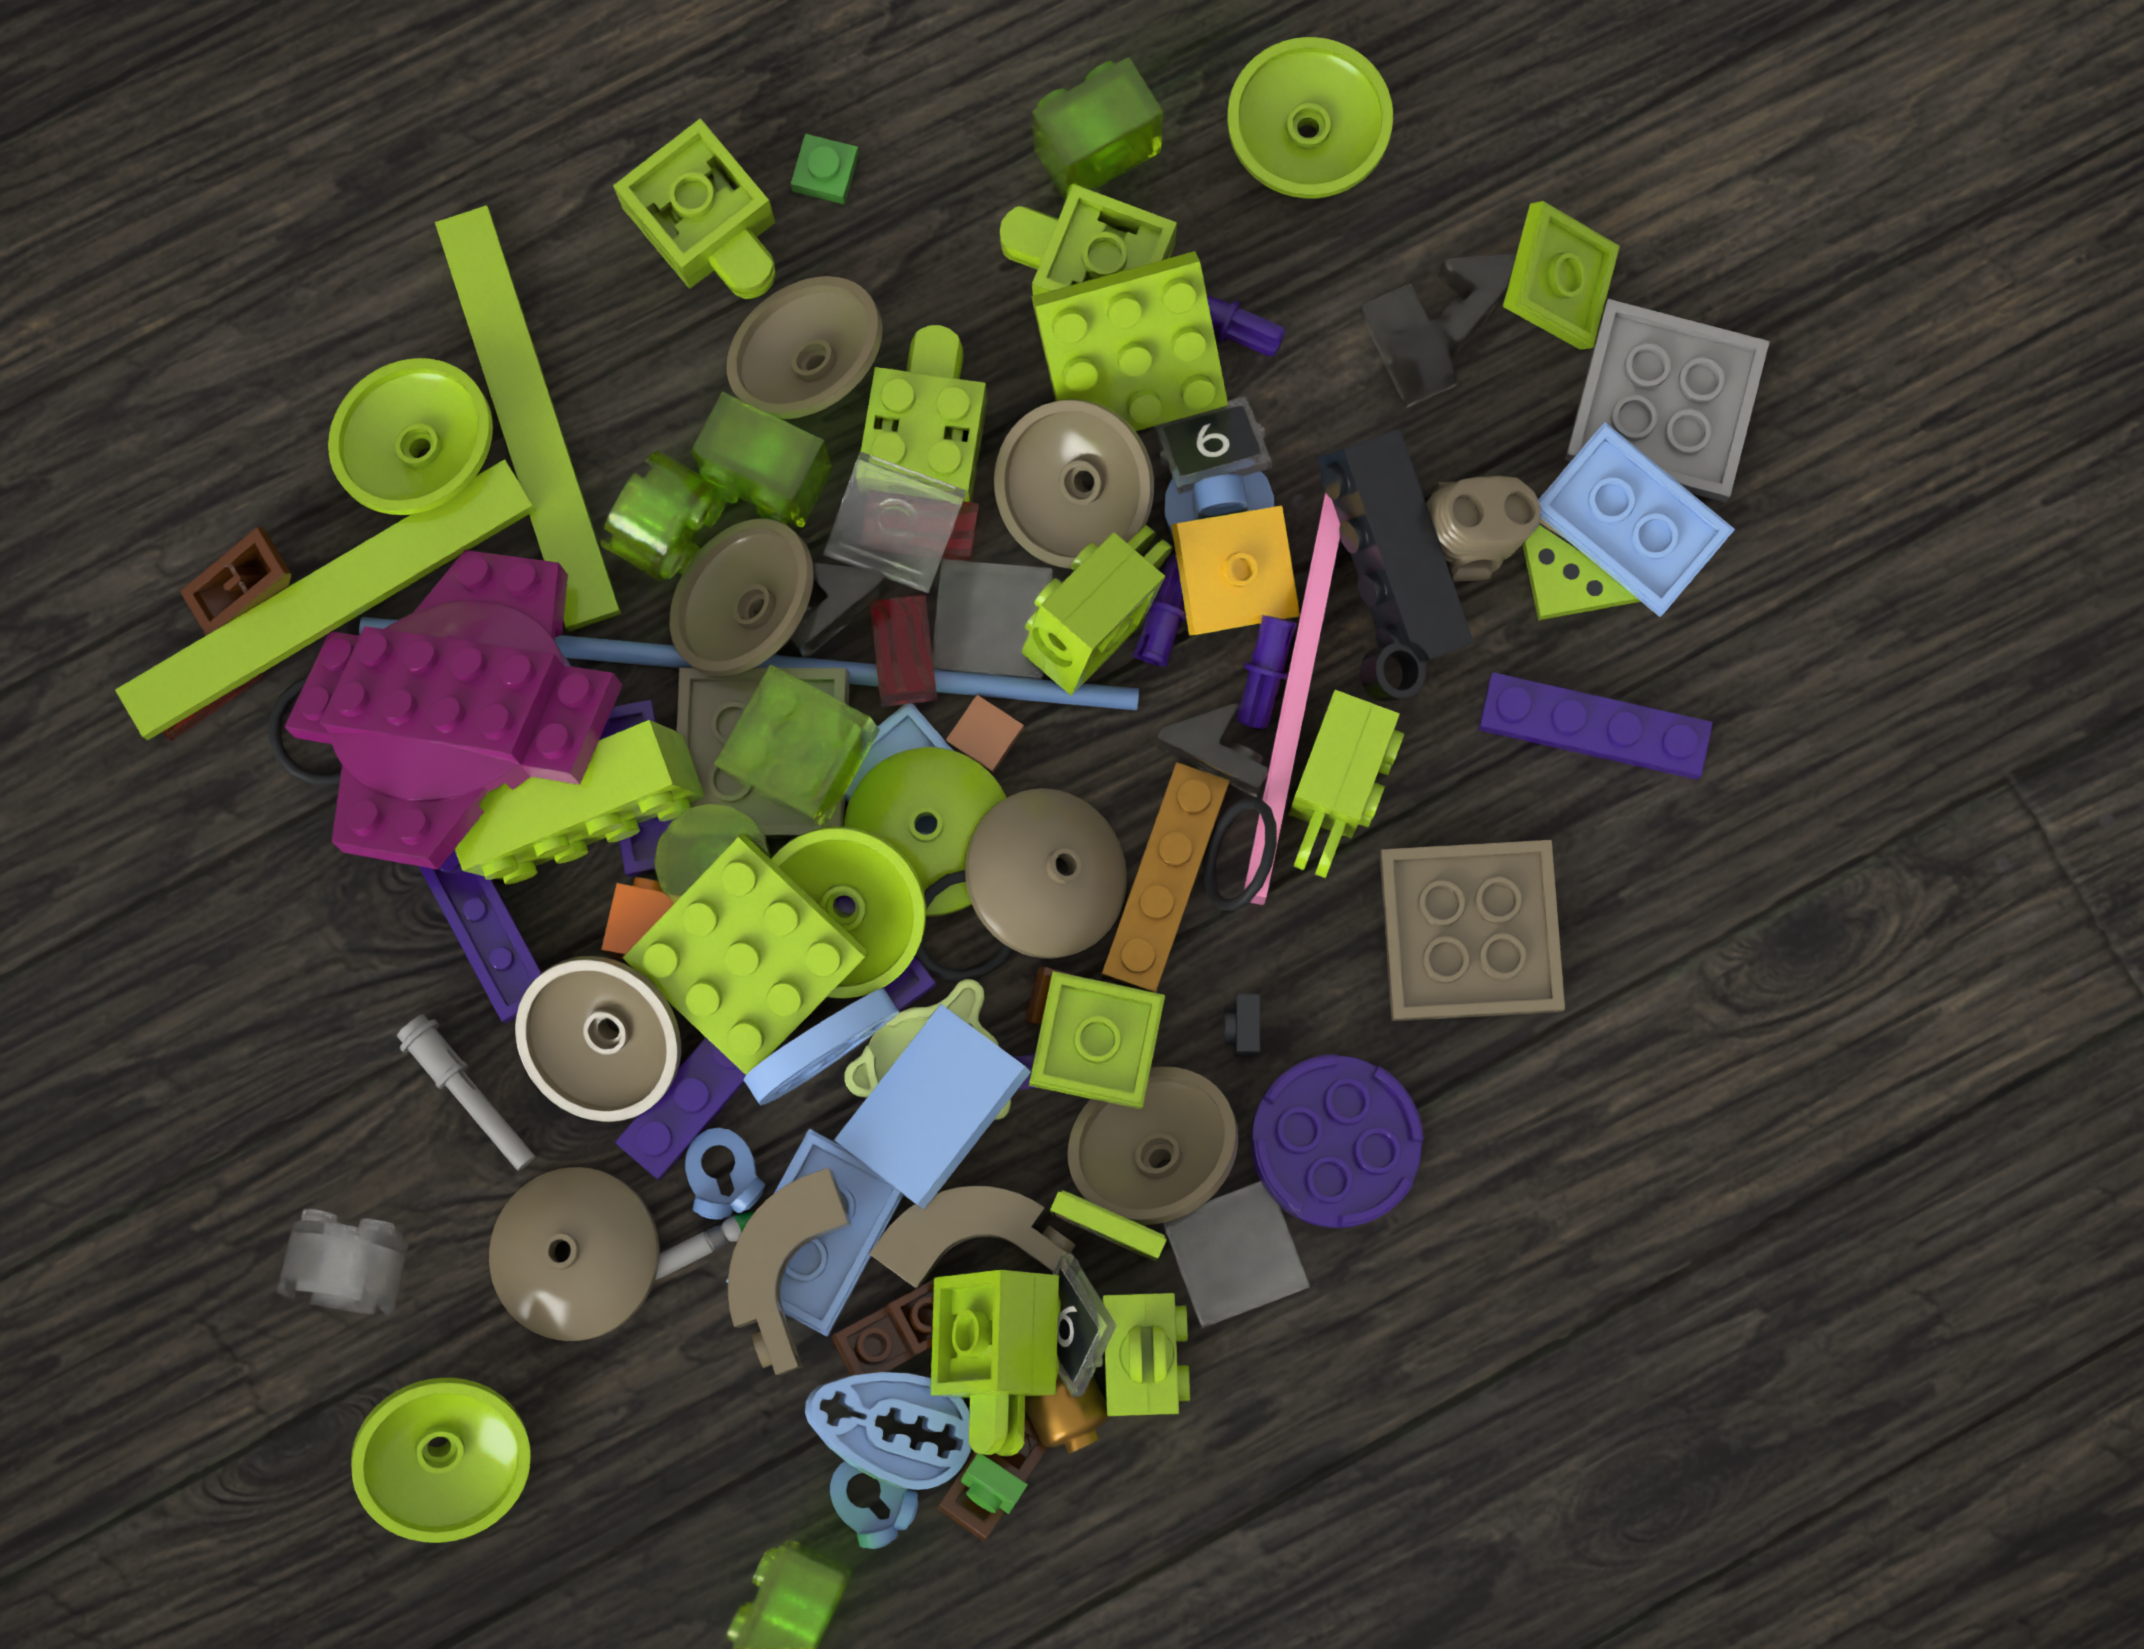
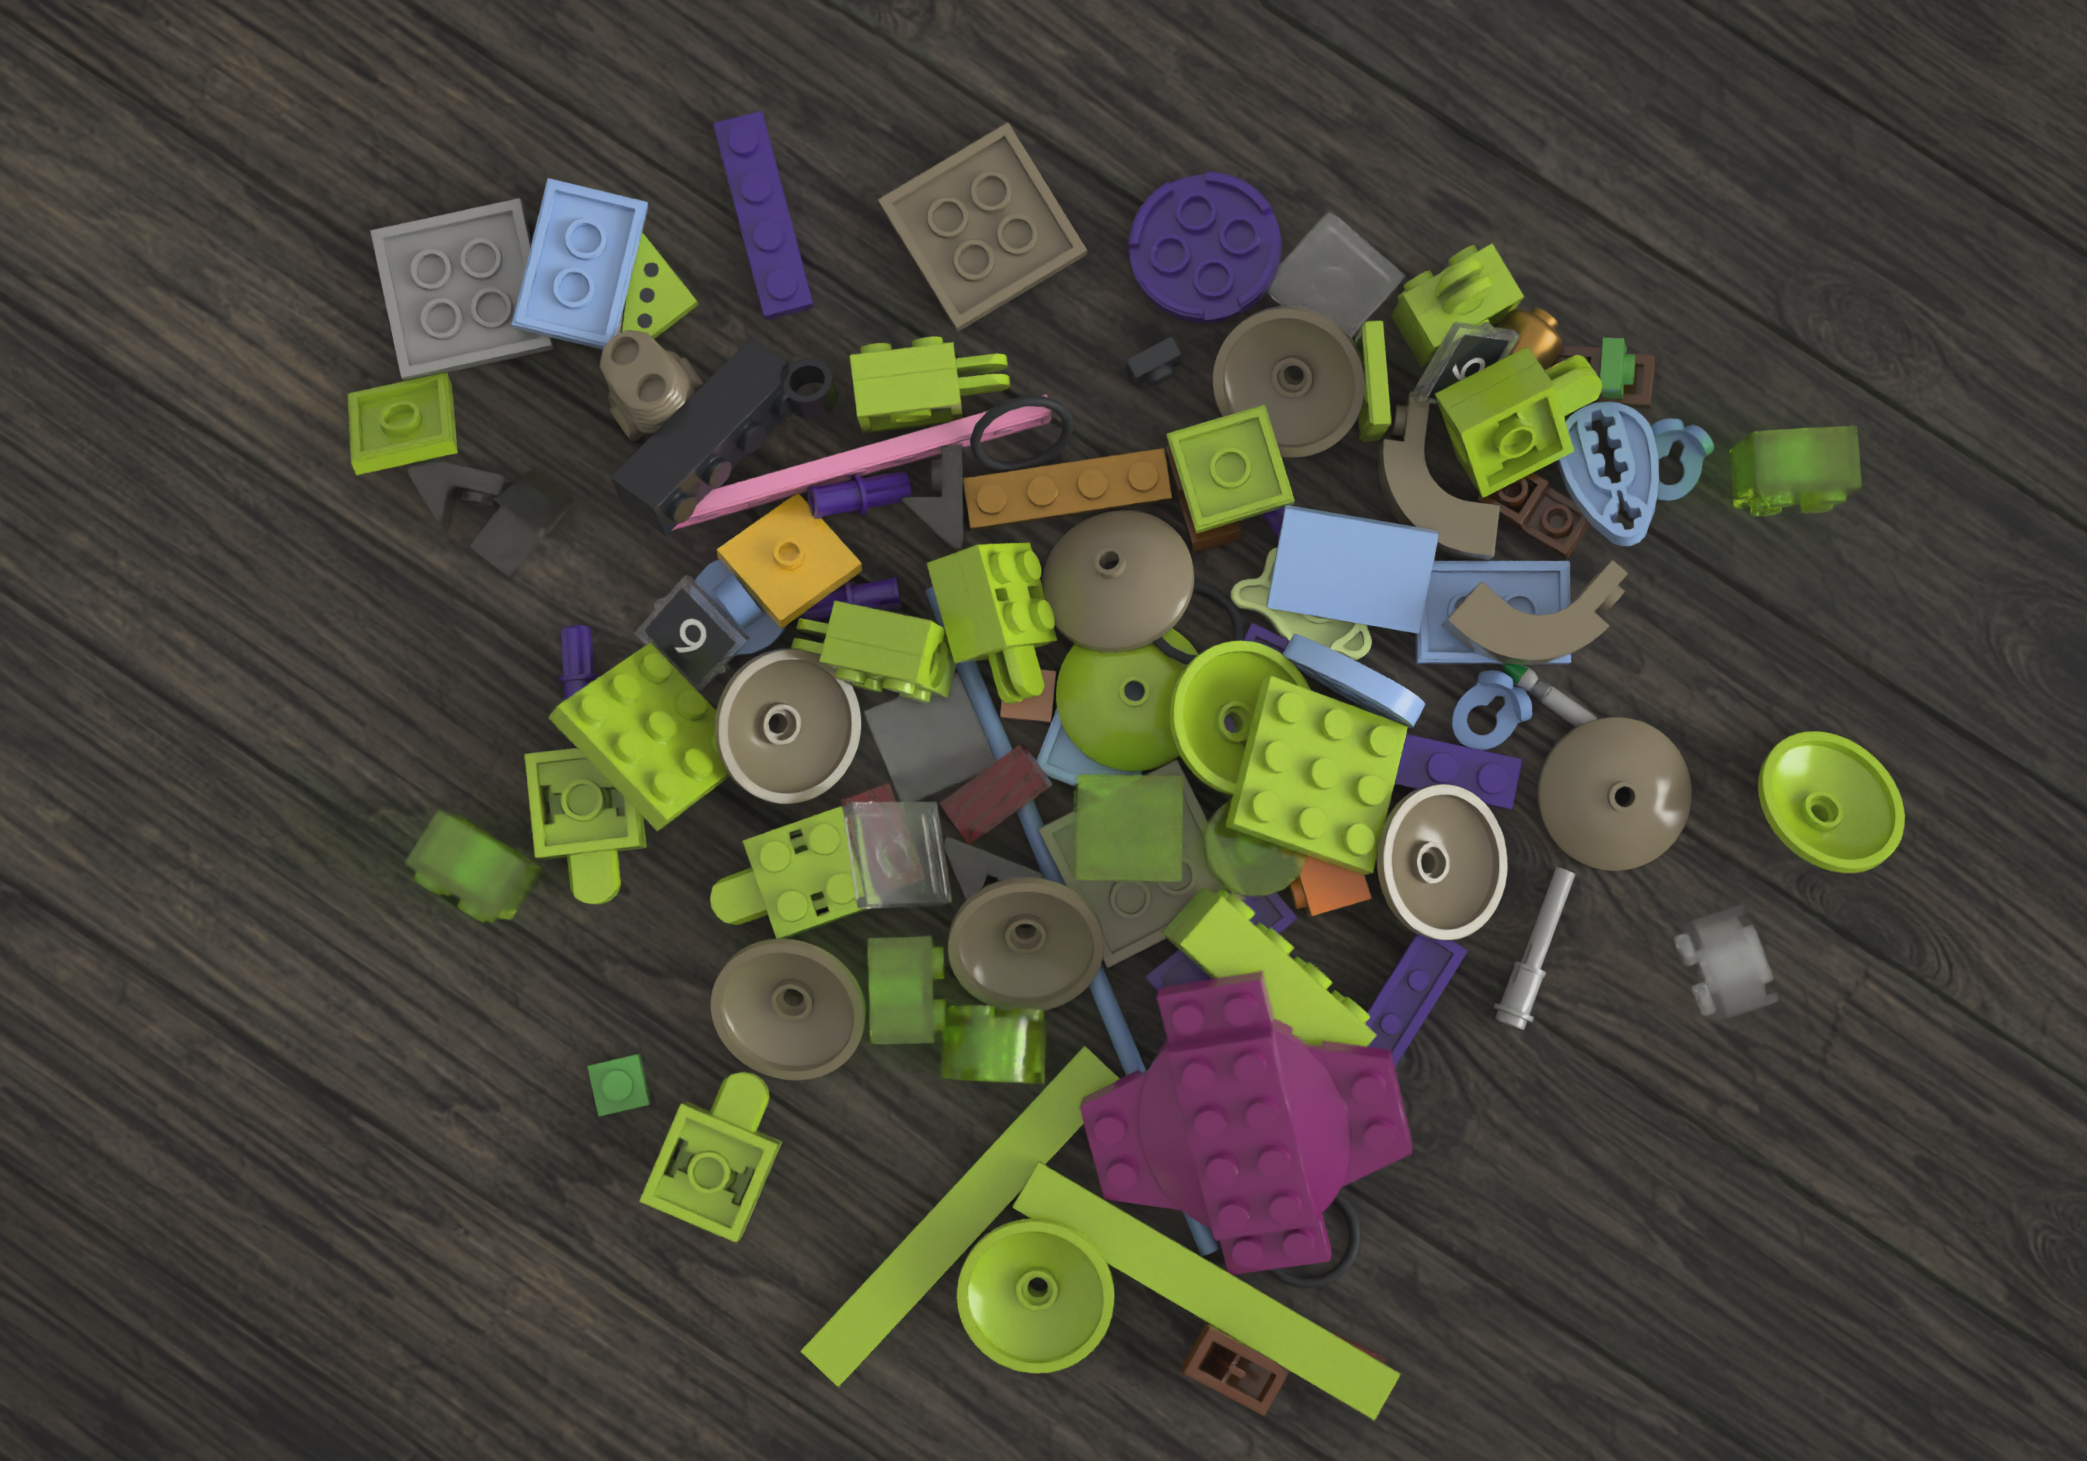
camera: 125 degrees left, 5 degrees up
(1076, 734) = (996, 613): none -> lime brick
(1316, 86) = (336, 691): lime dish -> none

